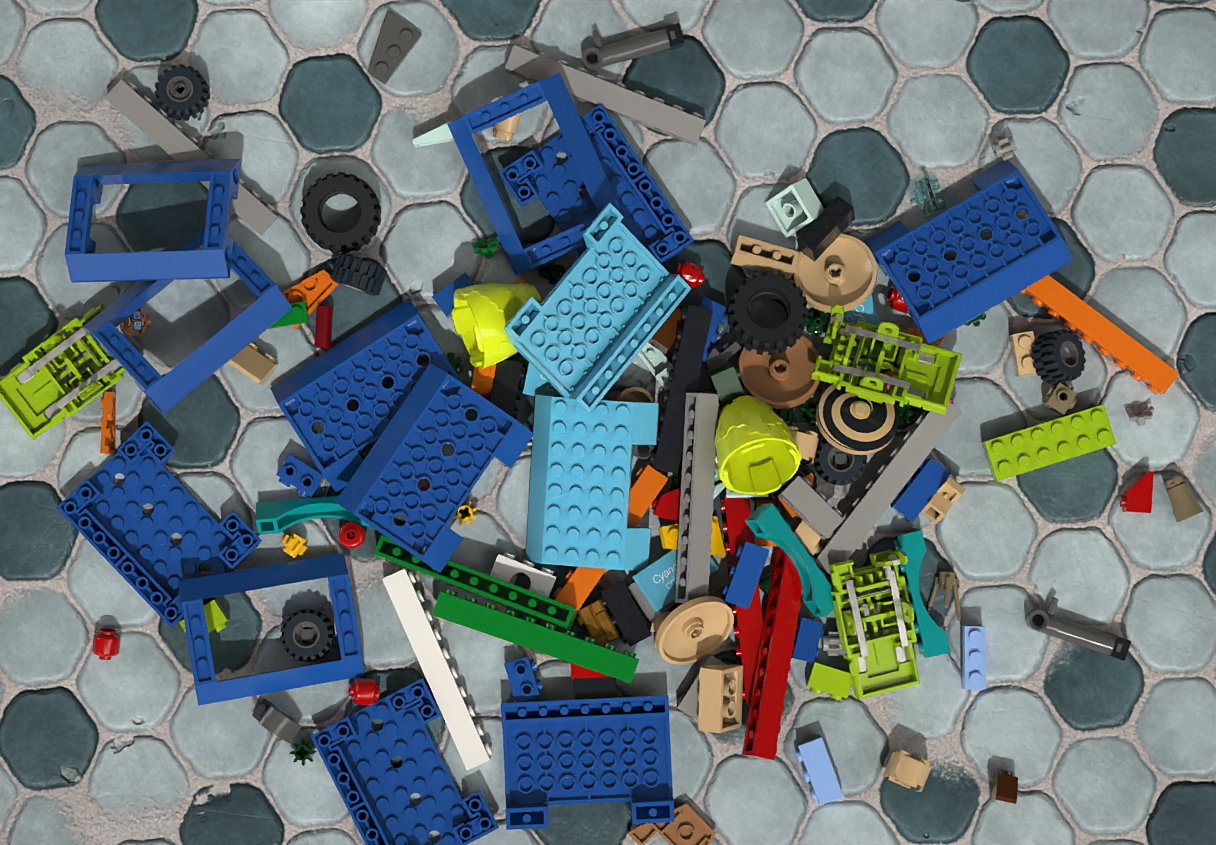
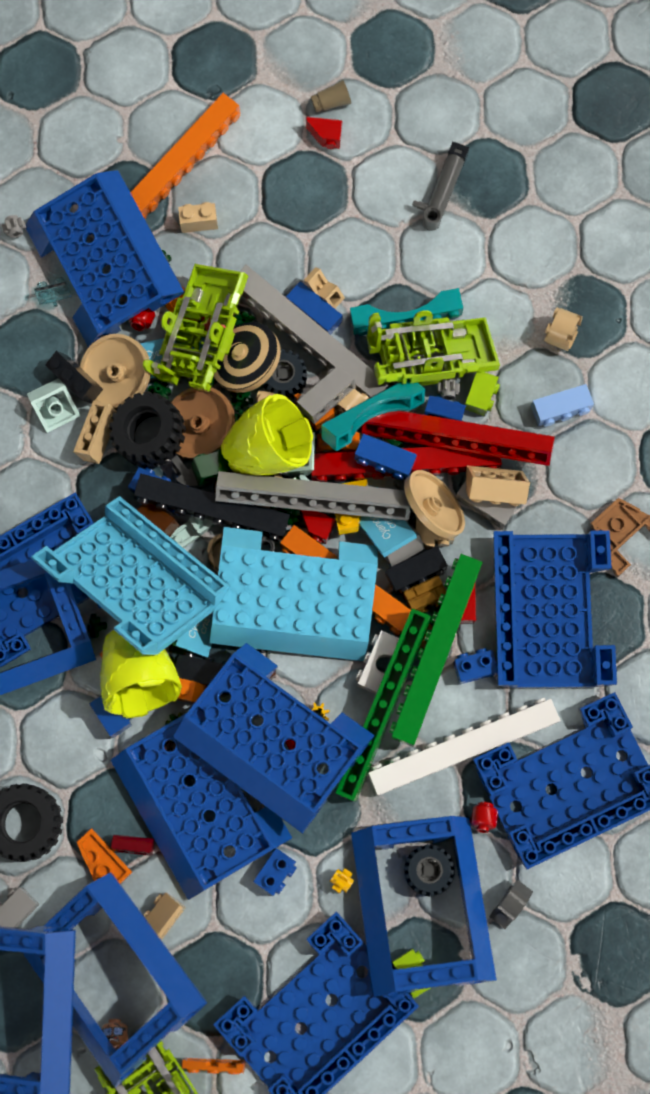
camera: 90 degrees left, 10 degrees down
(106, 643) = (432, 1075): red head -> none
(279, 515) = (312, 894): teal arch -> none
(295, 316) = (119, 869): green plate -> none
(307, 747) = (538, 883): dark green gear -> none
(358, 274) = (83, 806): black wheel -> none
(359, 537) = (327, 825): red head -> none
(485, 246) = (67, 686): green plant -> none
(595, 688) = (485, 600): black brick -> none
(690, 273) = (104, 497): red head -> none
(946, 581) = (395, 292): dark tan plant -> none
(973, 657) = (463, 271): light blue brick -> none
(1004, 786) = (578, 249): reddish brown slope -> none
(1049, 443) = (277, 201): lime brick -> none
(1055, 403) = (239, 189): dark tan brick -> none
(1058, 356) = (202, 186): black wheel -> none
(1140, 413) = (256, 127): light grey plant -> none

